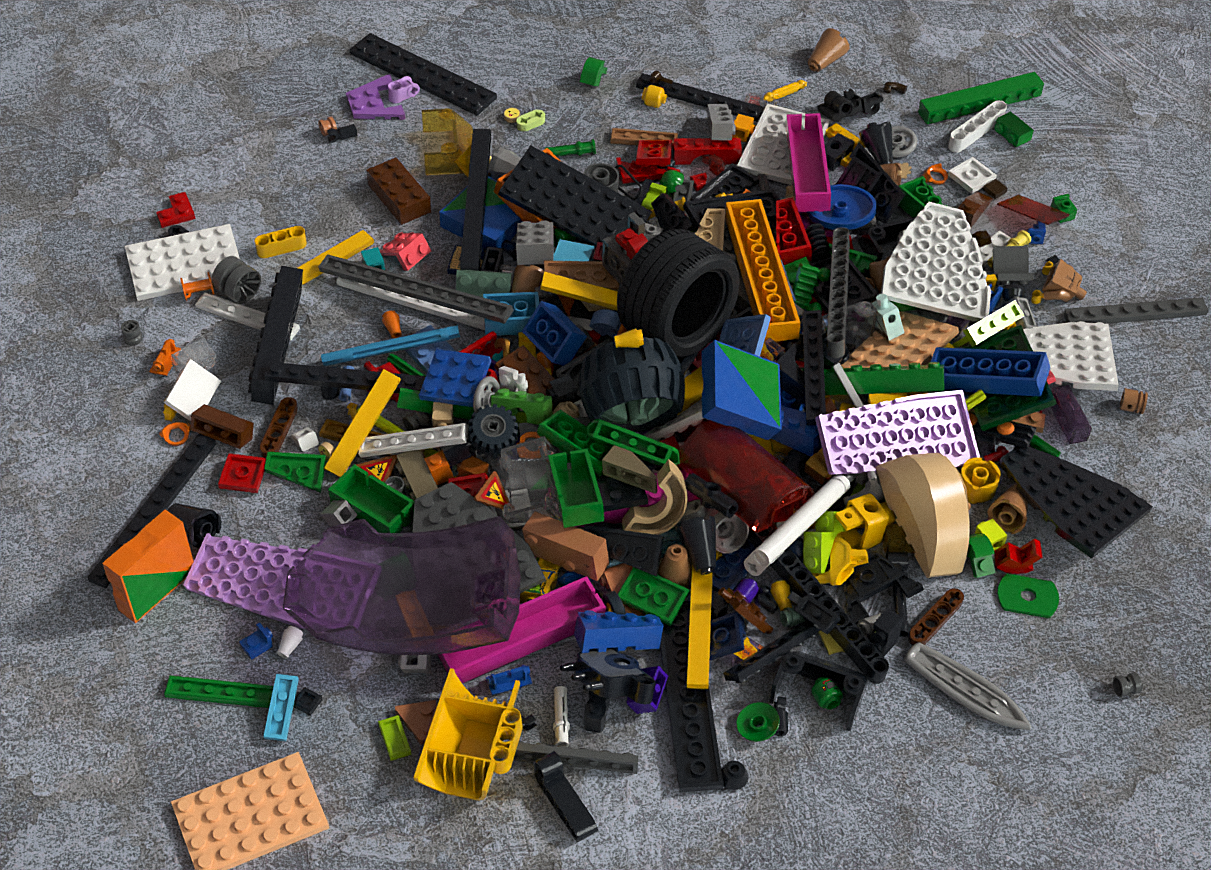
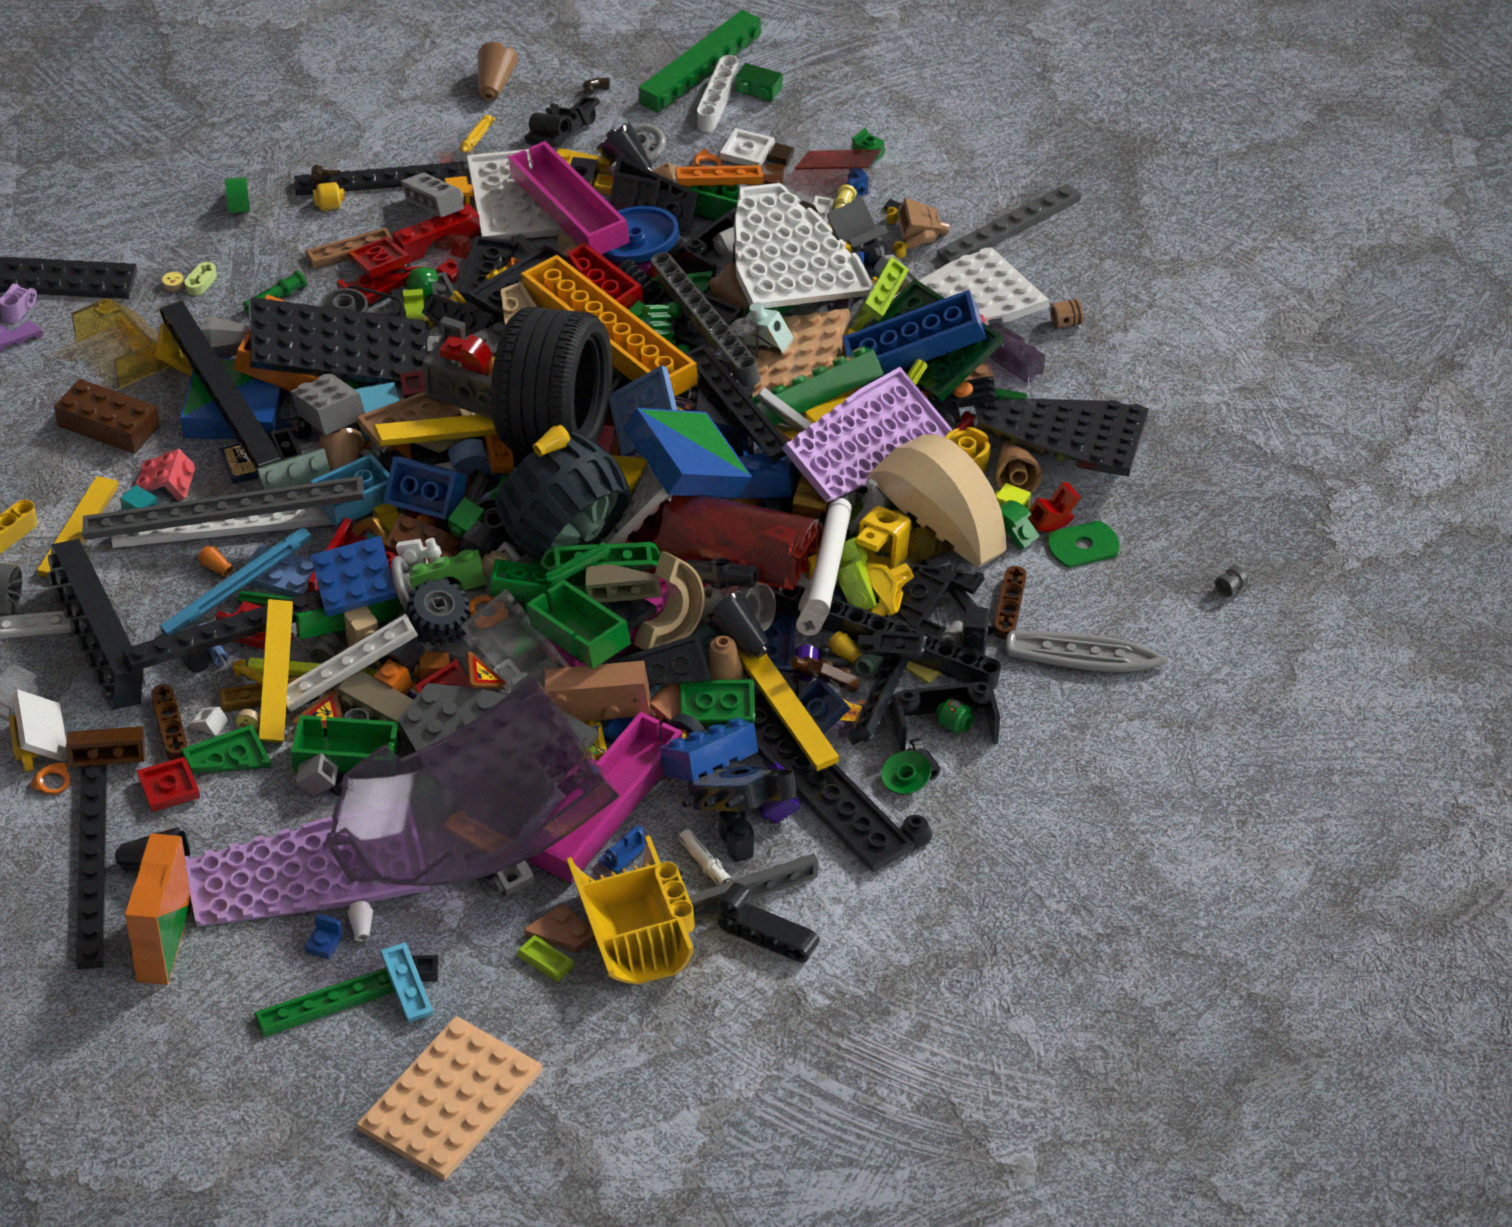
camera: 30 degrees left, 5 degrees down
(562, 367) = (465, 517): none -> green brick
(607, 440) = (577, 564): none -> green axle
(930, 187) = (719, 175): none -> orange plate

